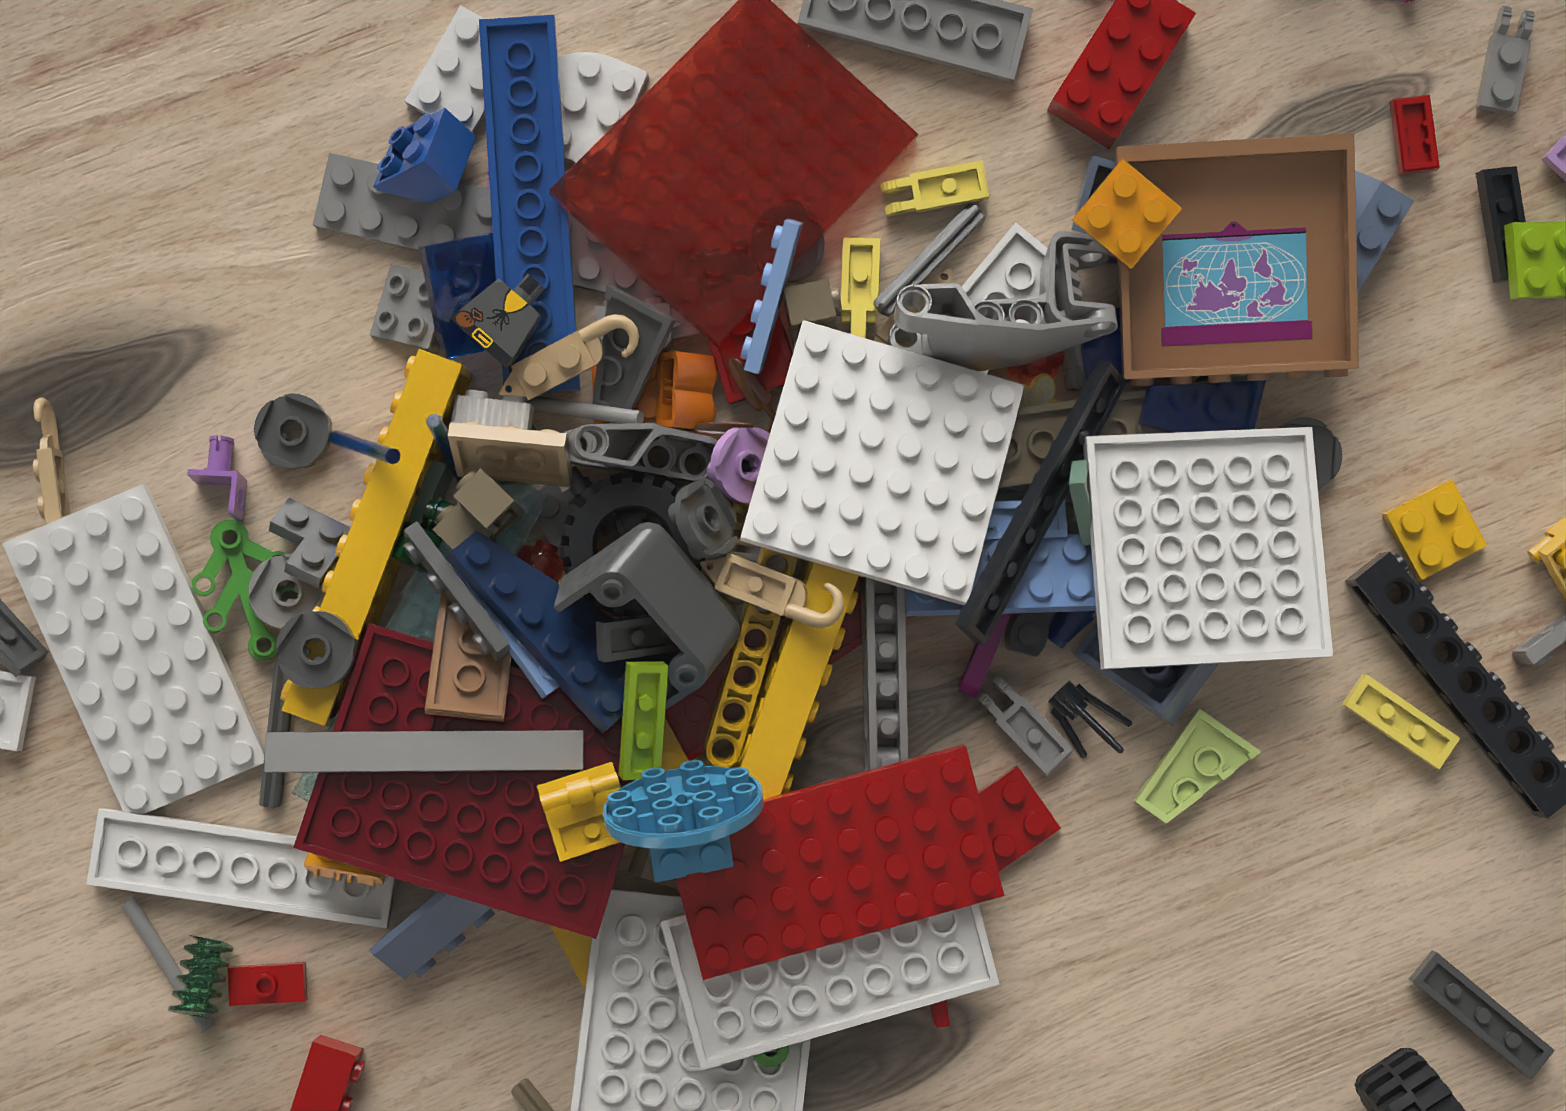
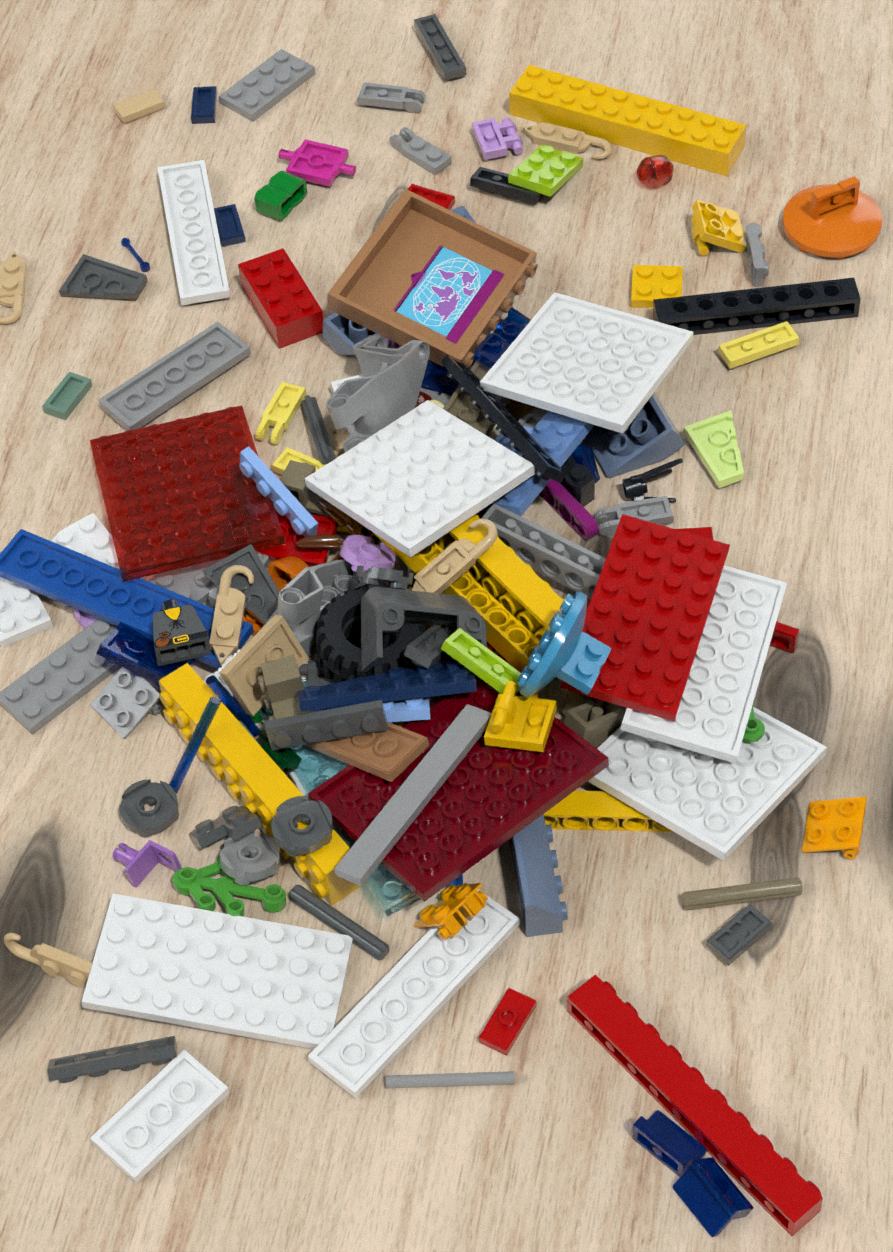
camera: 55 degrees left, 35 degrees down
(201, 977) = (474, 1048): clear green piece -> none
(426, 158) = (44, 638): blue slope -> none
(1080, 498) = (517, 402): sand green tile -> none
(1126, 214) = (368, 306): light orange plate -> none

